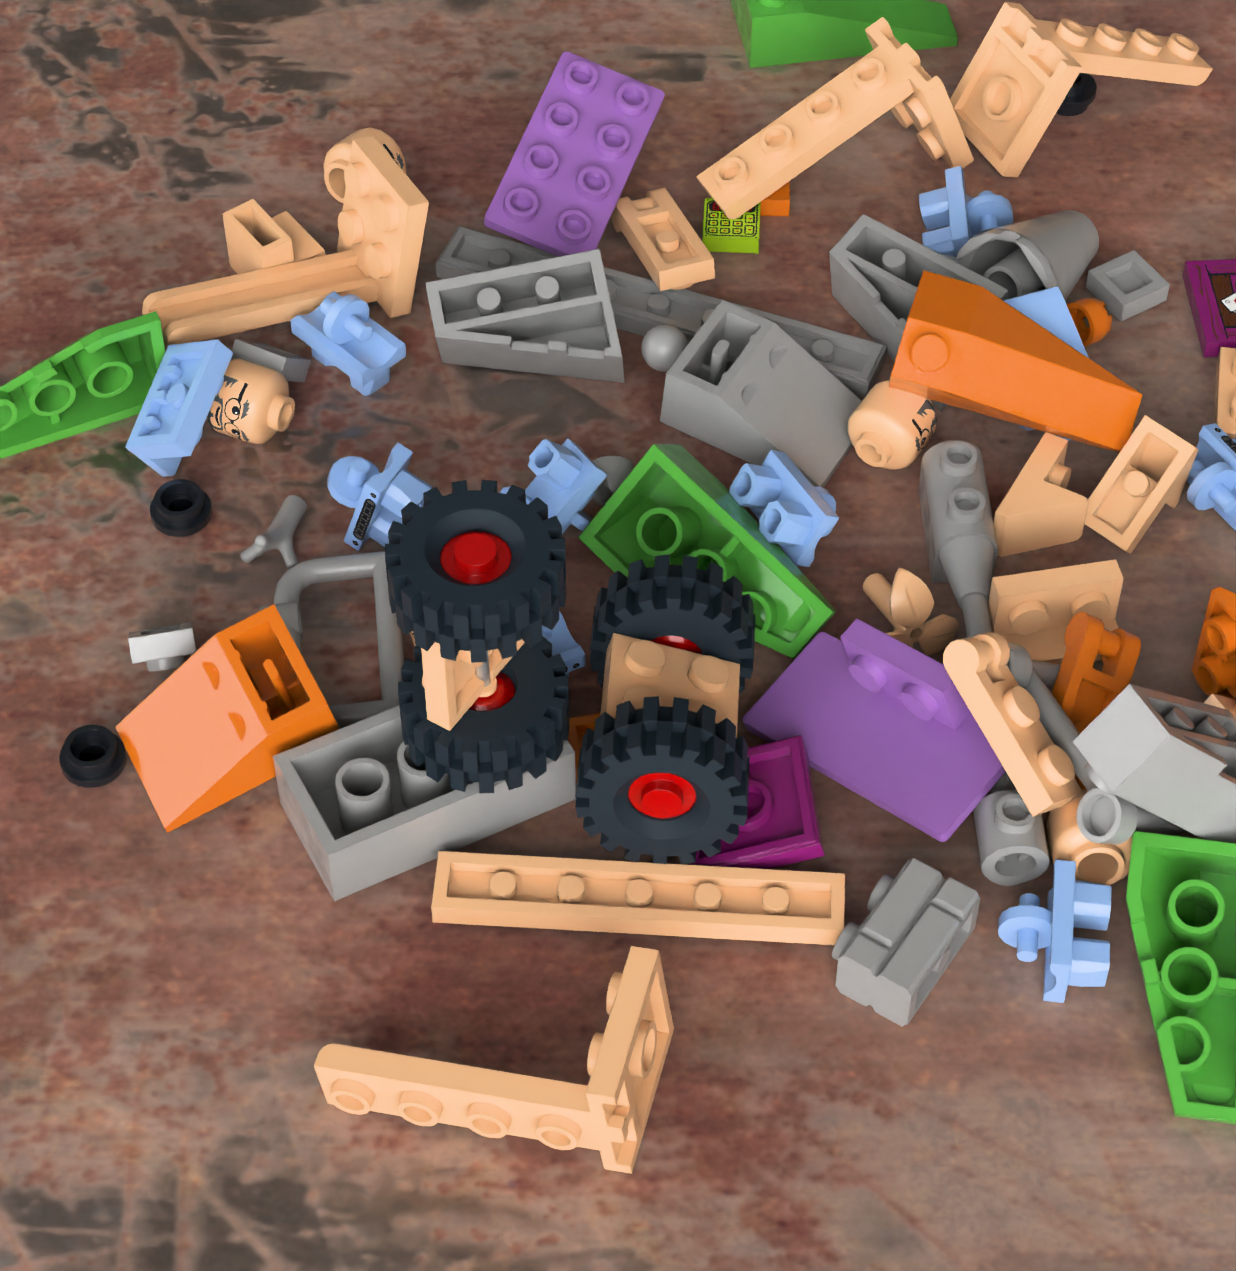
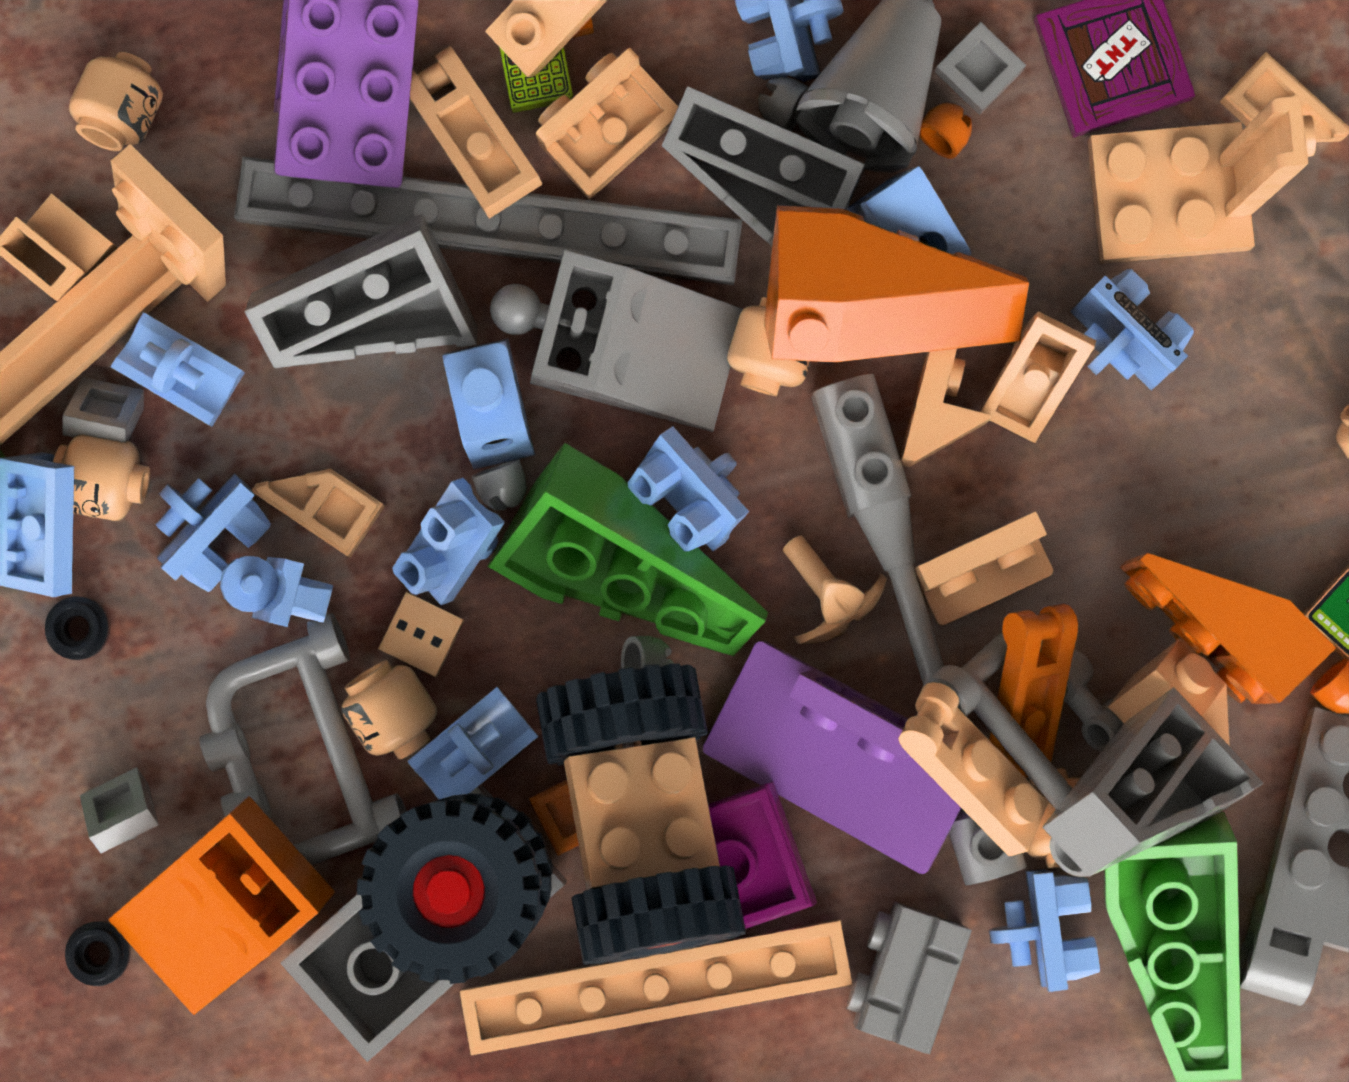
camera: 10 degrees left, 35 degrees up
(280, 532) = (185, 633): light grey bar -> none
(320, 445) = (190, 550): none -> light blue hips
(443, 464) = (325, 506): none -> light nougat tile
(619, 385) = (488, 403): none -> light blue torso
(778, 253) = (605, 122): none -> light nougat bracket

